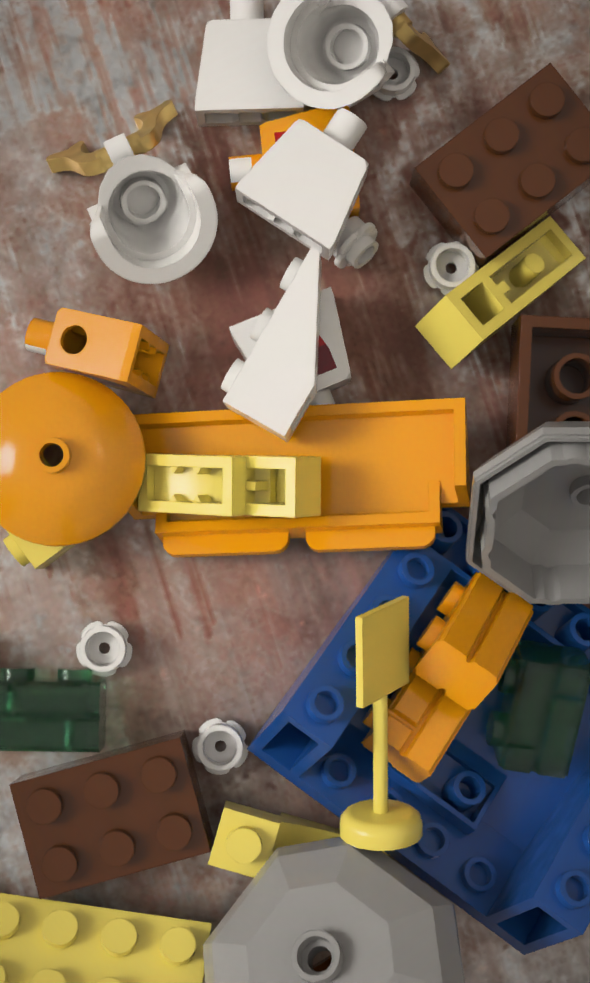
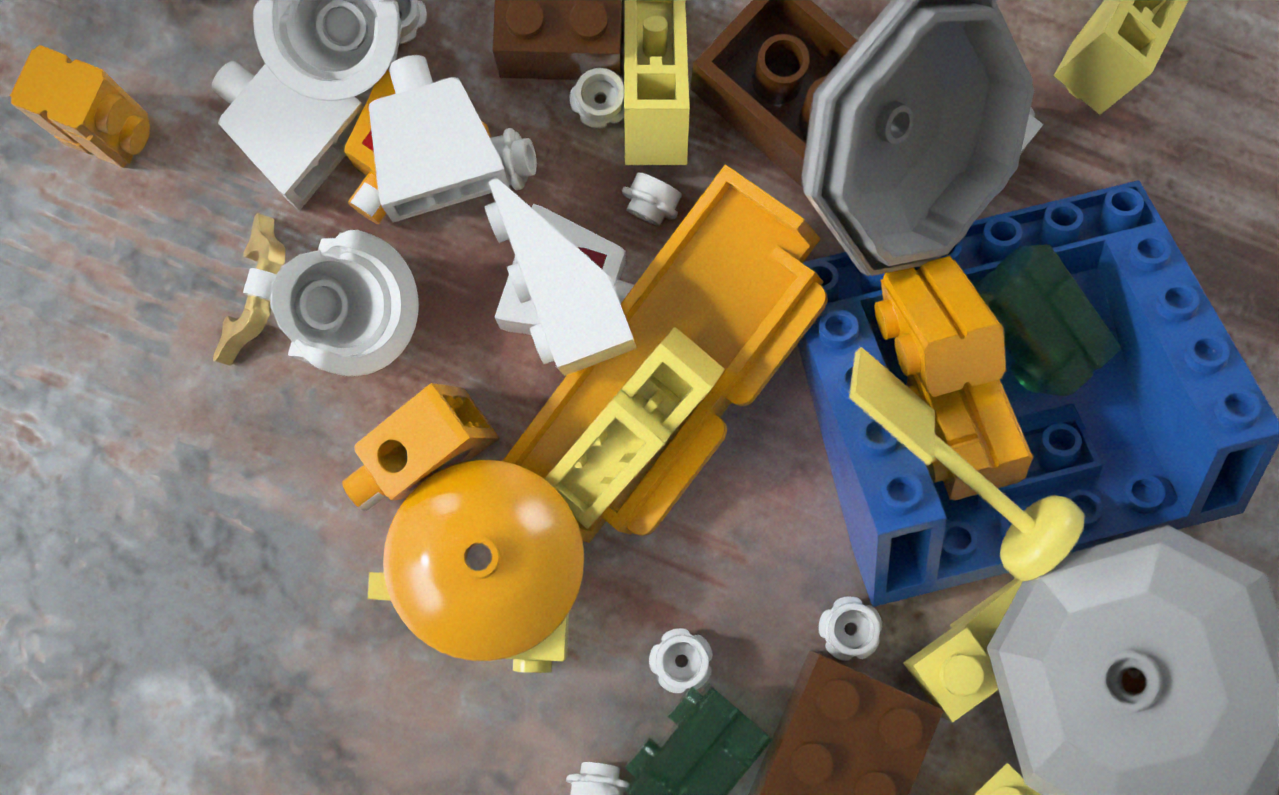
camera: 50 degrees left, 5 degrees down
(406, 364) = (651, 199): none -> white plate

